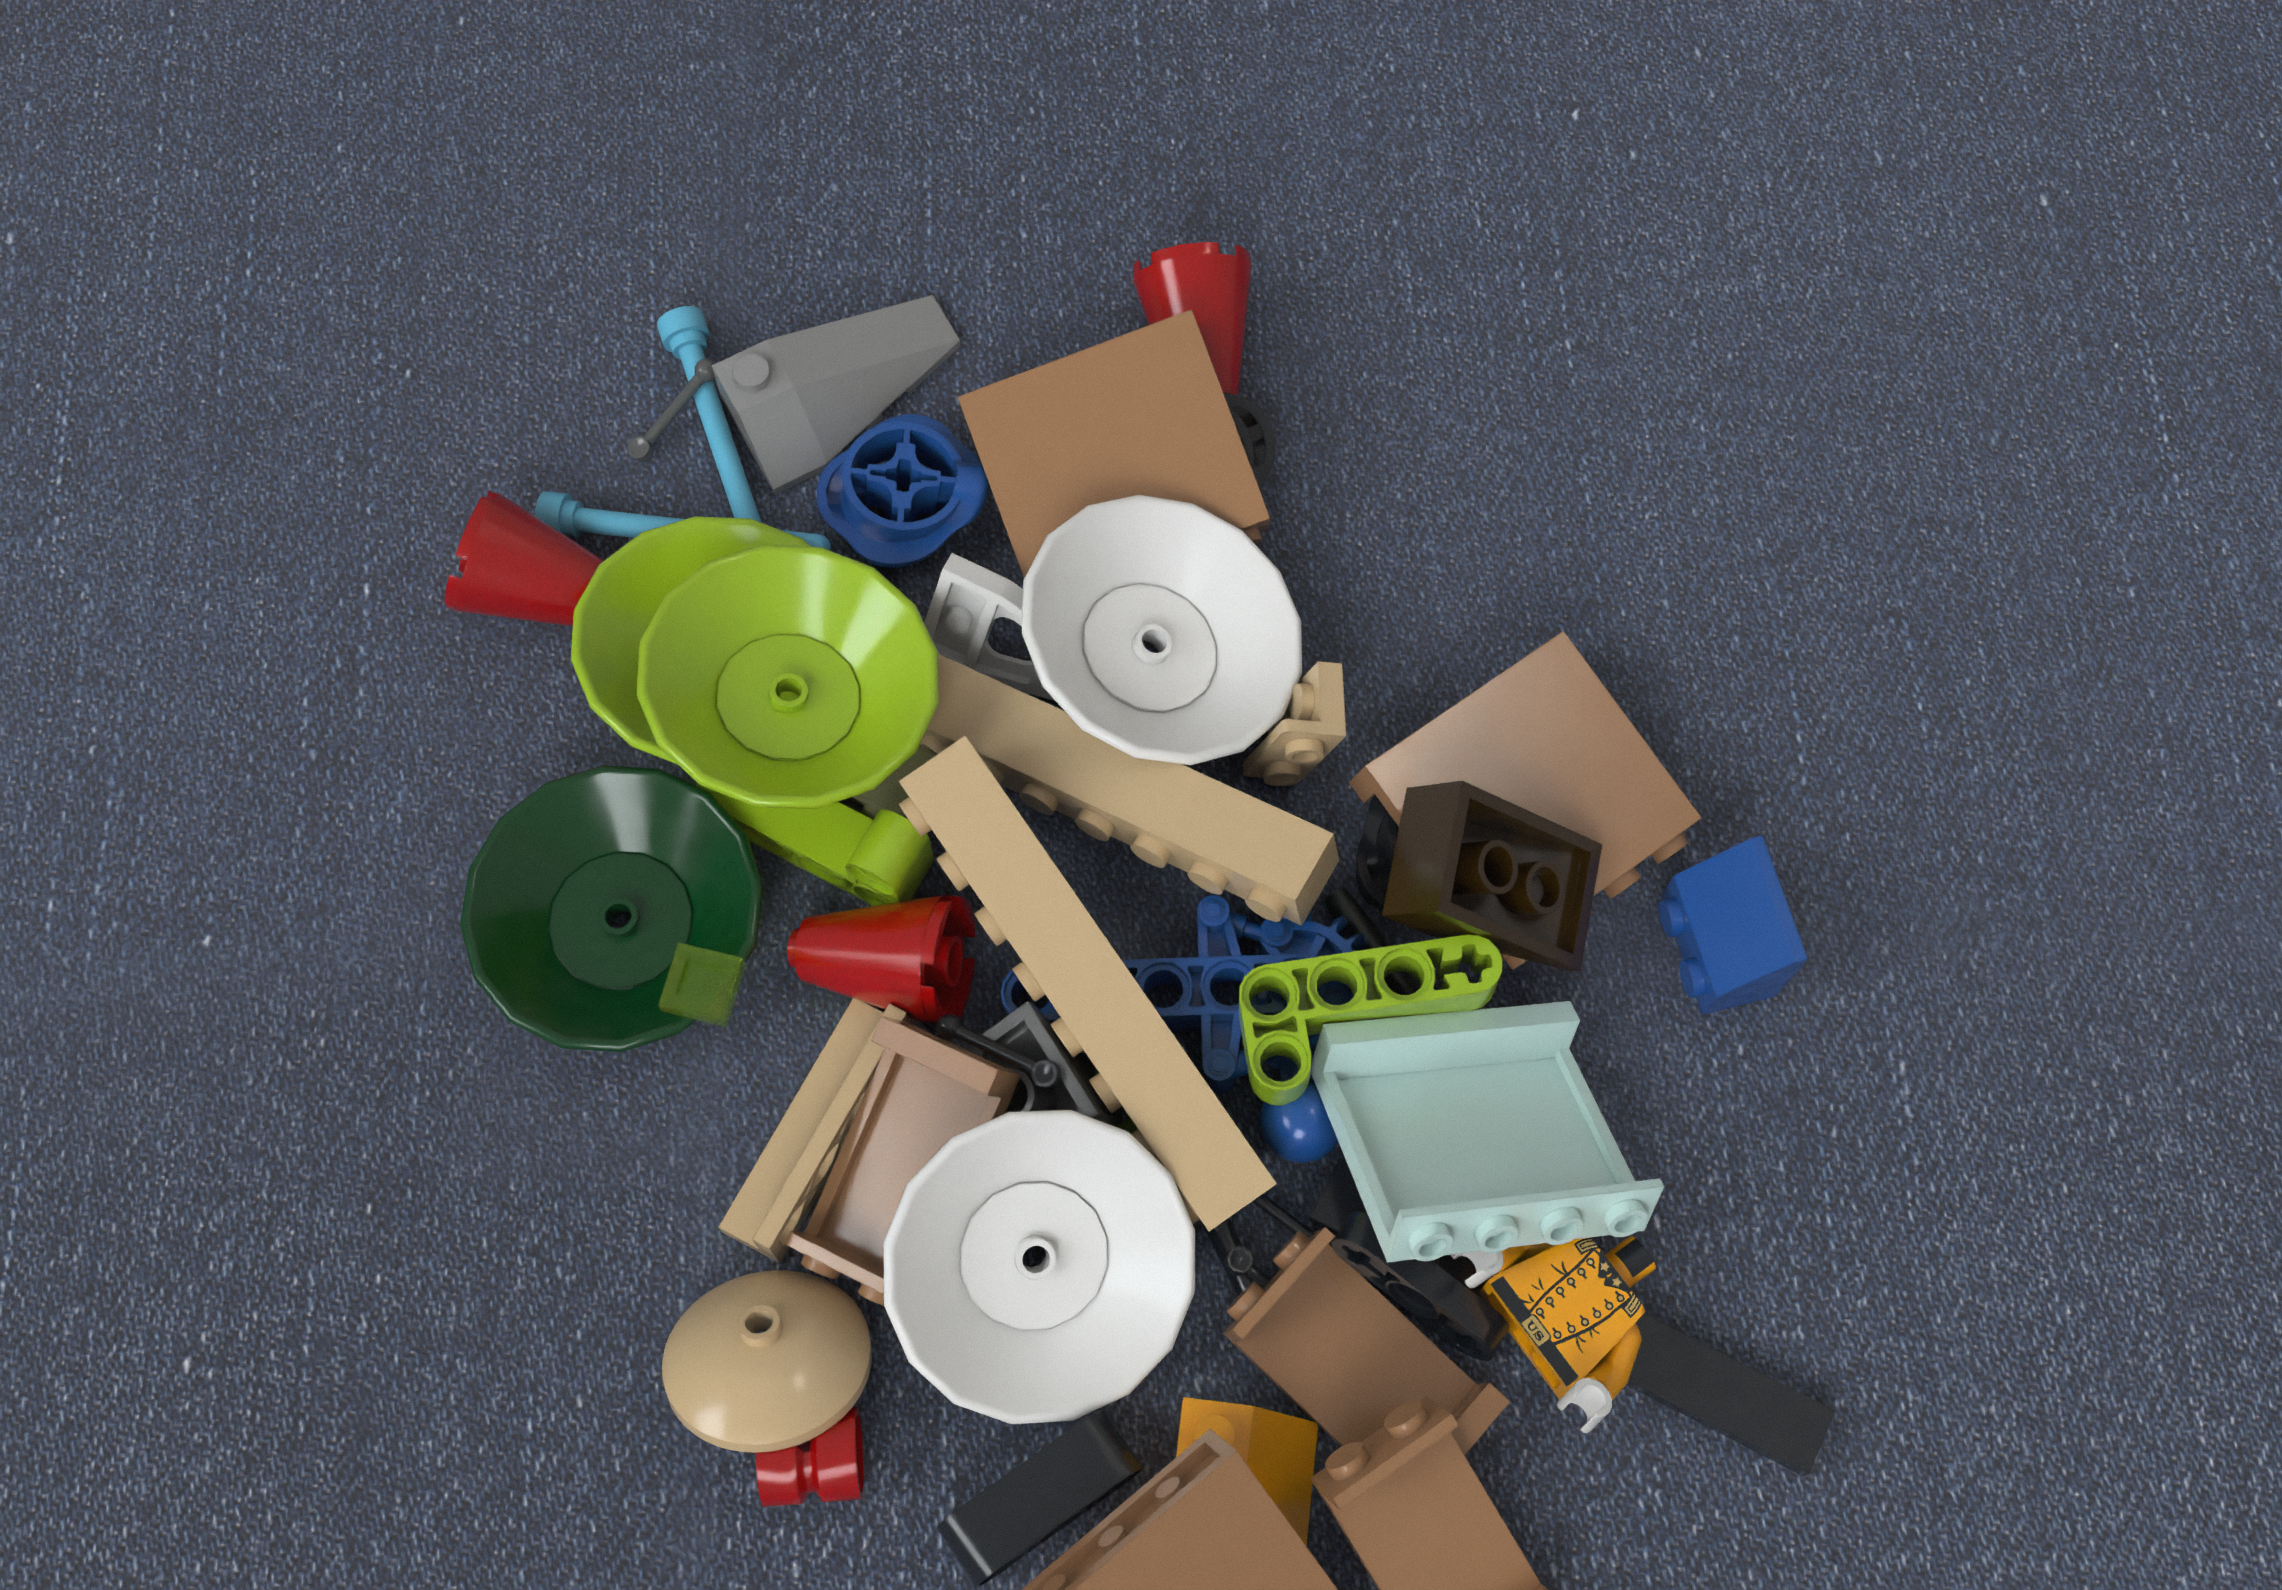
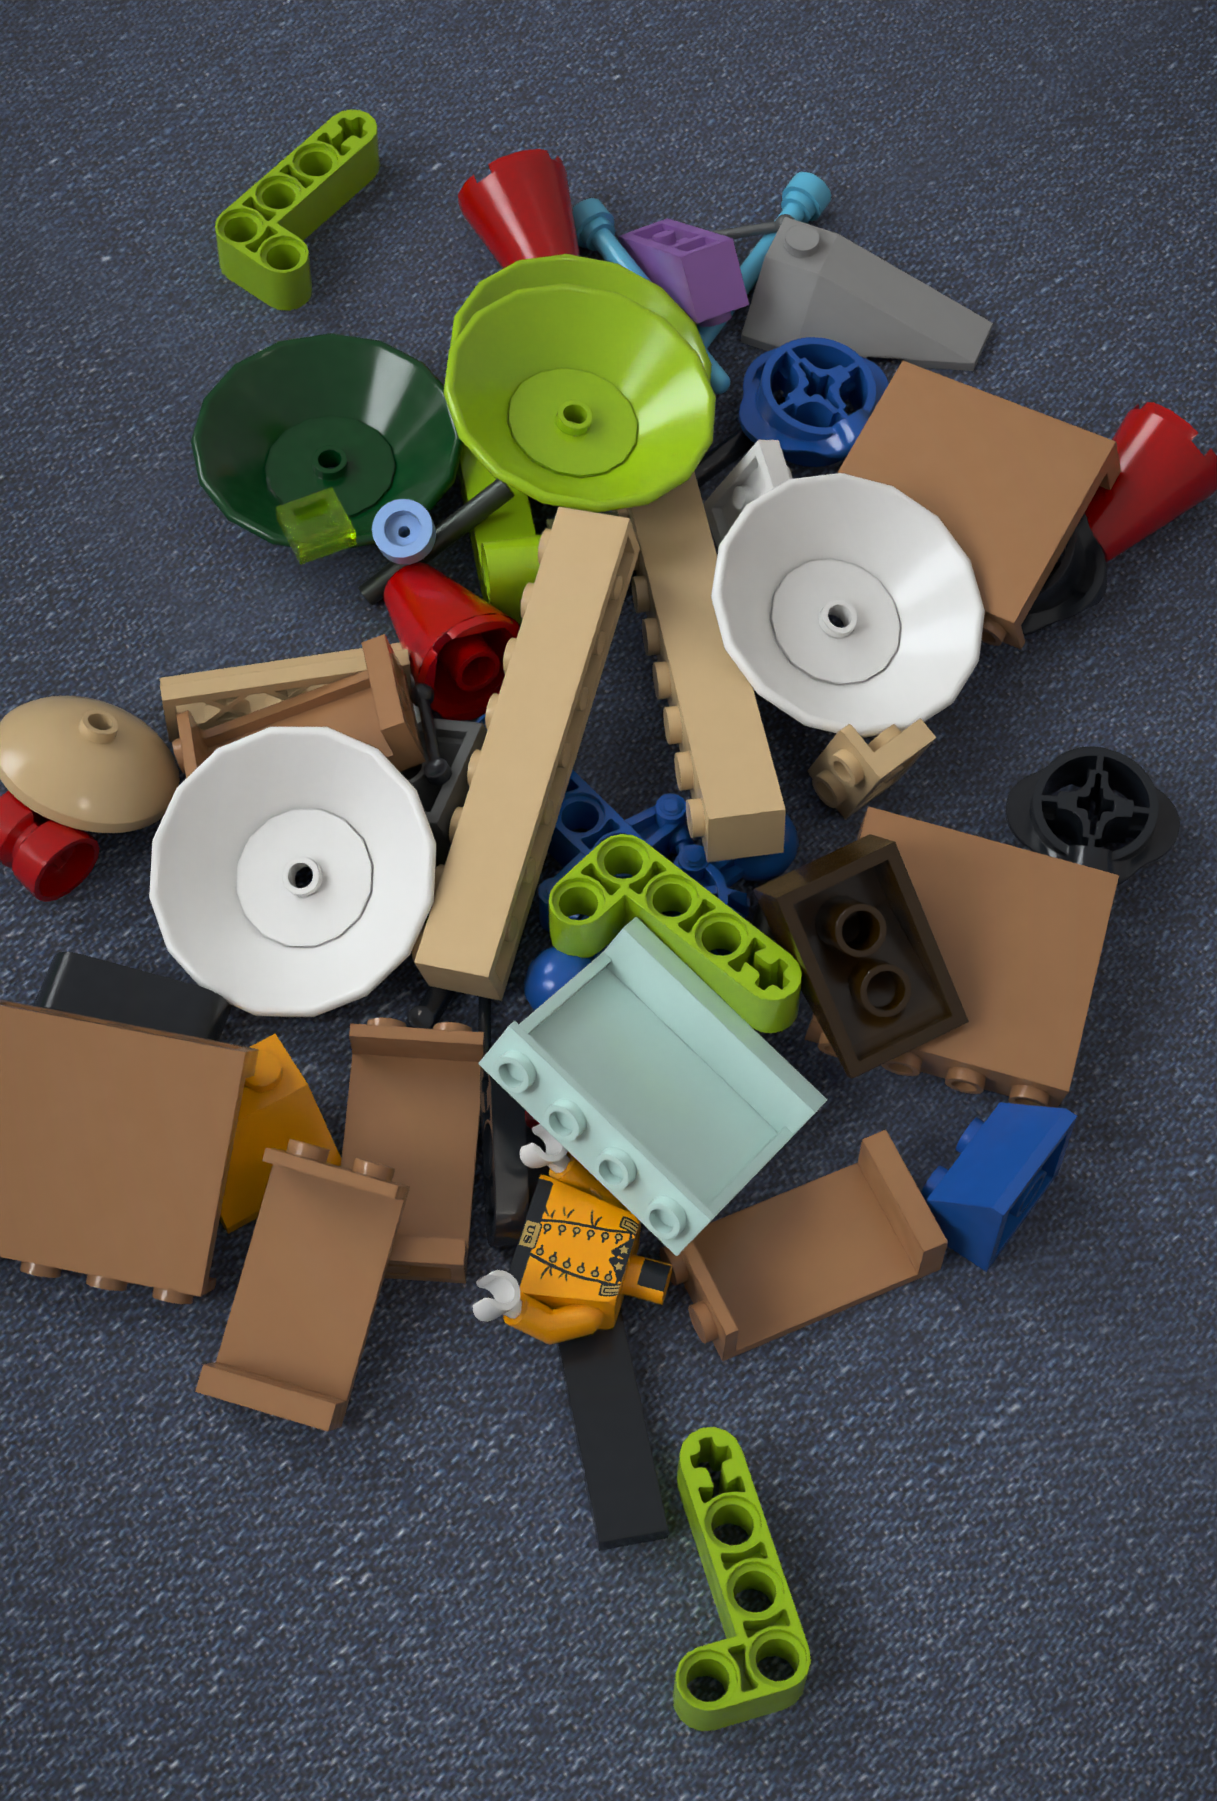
camera: 50 degrees right, 10 degrees down
(318, 726) = (266, 227): none -> lime beam
(681, 477) = (692, 267): none -> medium lavender slope
(786, 898) = (446, 534): none -> pearl dark grey bar
(791, 917) = (404, 531): none -> light blue tile
(1502, 563) = (1143, 816): none -> black piece
(1675, 1104) = (809, 1252): none -> medium nougat panel
(1908, 1395) = (728, 1572): none -> lime beam

